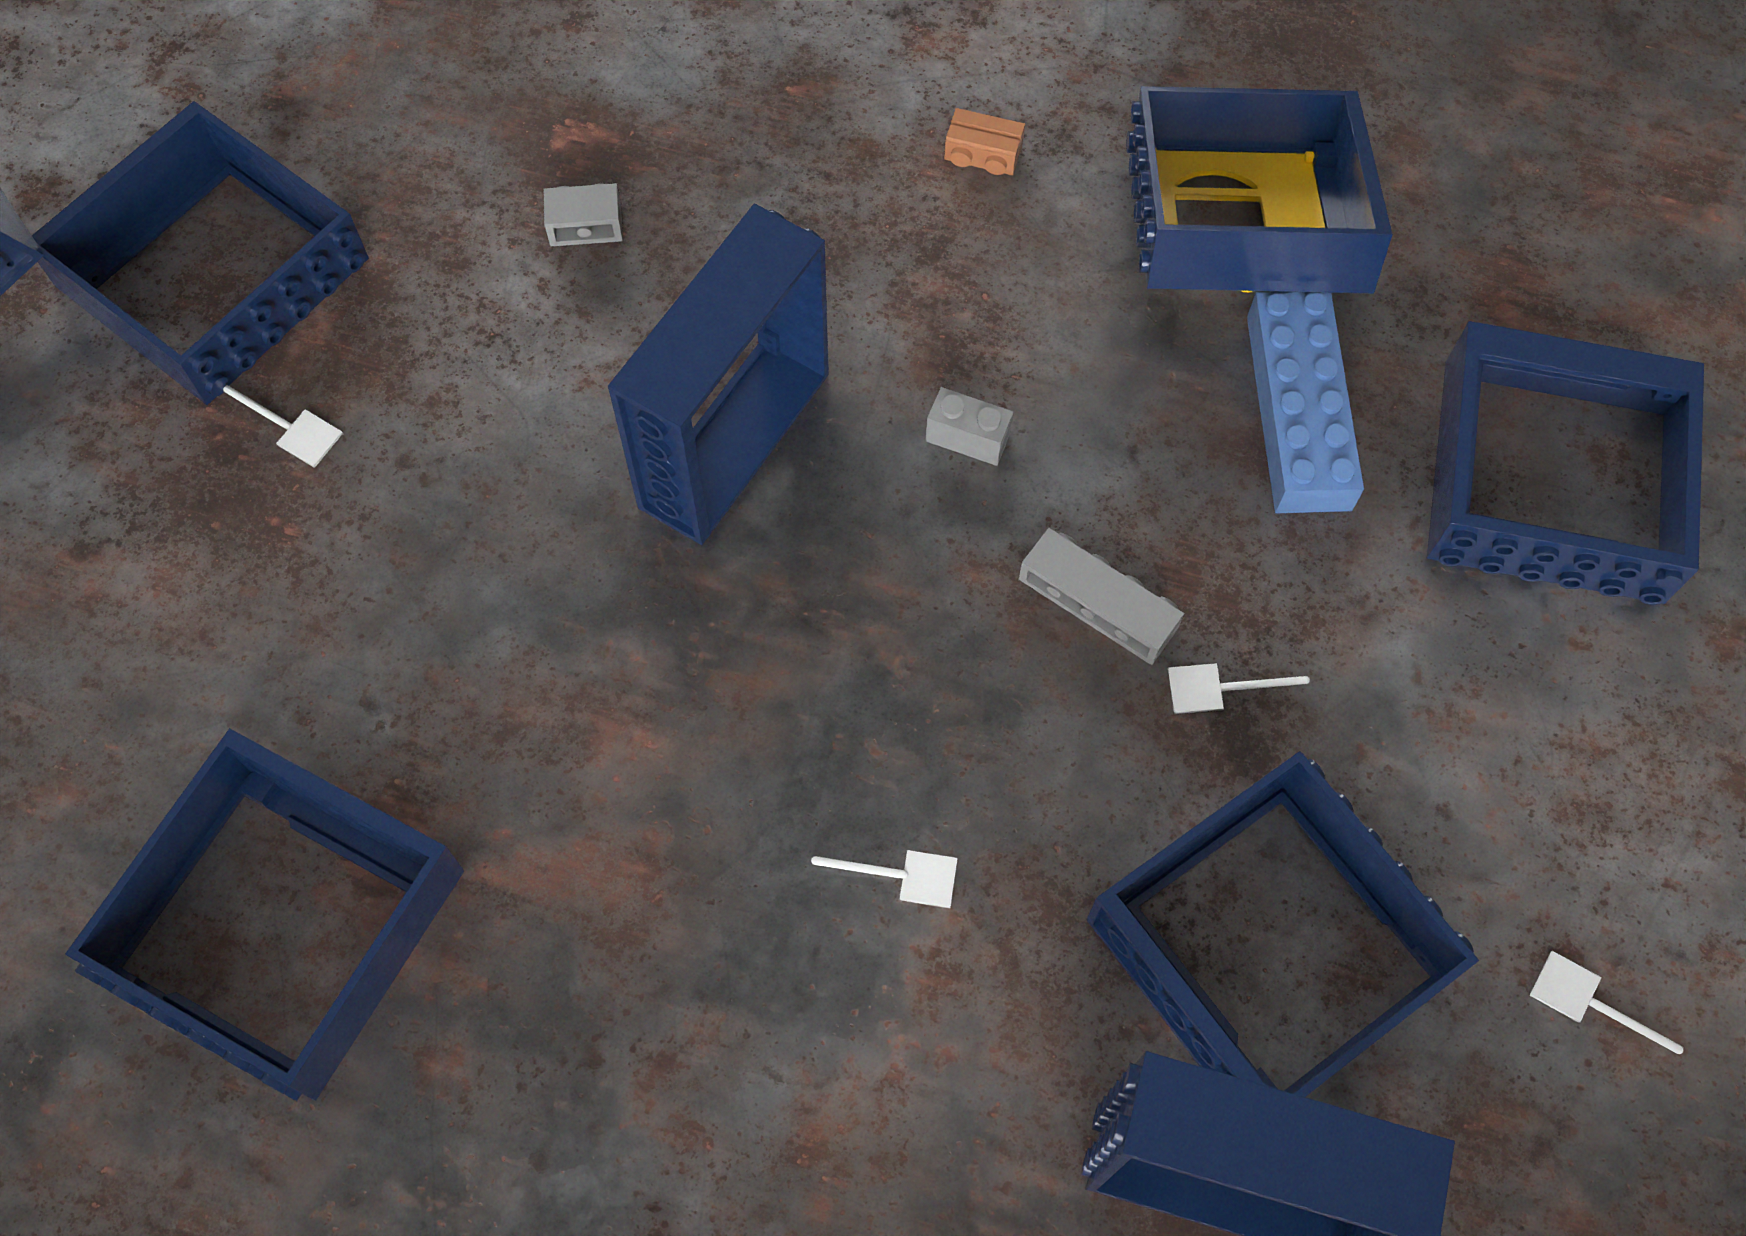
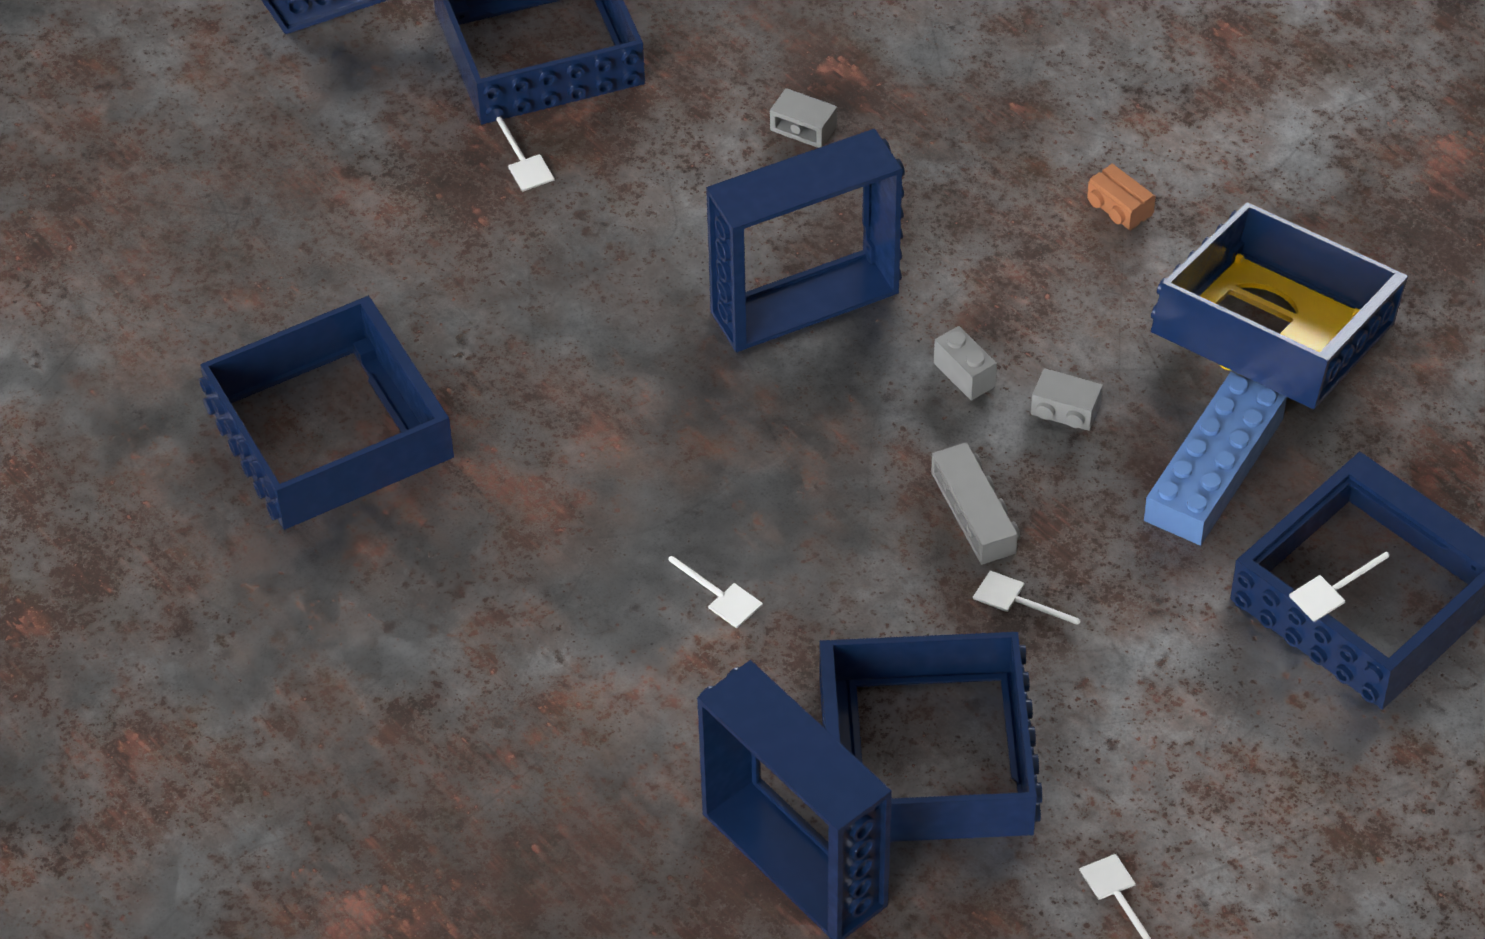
camera: 35 degrees right, 15 degrees down
(1103, 413) = (1066, 399): none -> light grey brick
(1566, 521) = (1320, 598): none -> white piece

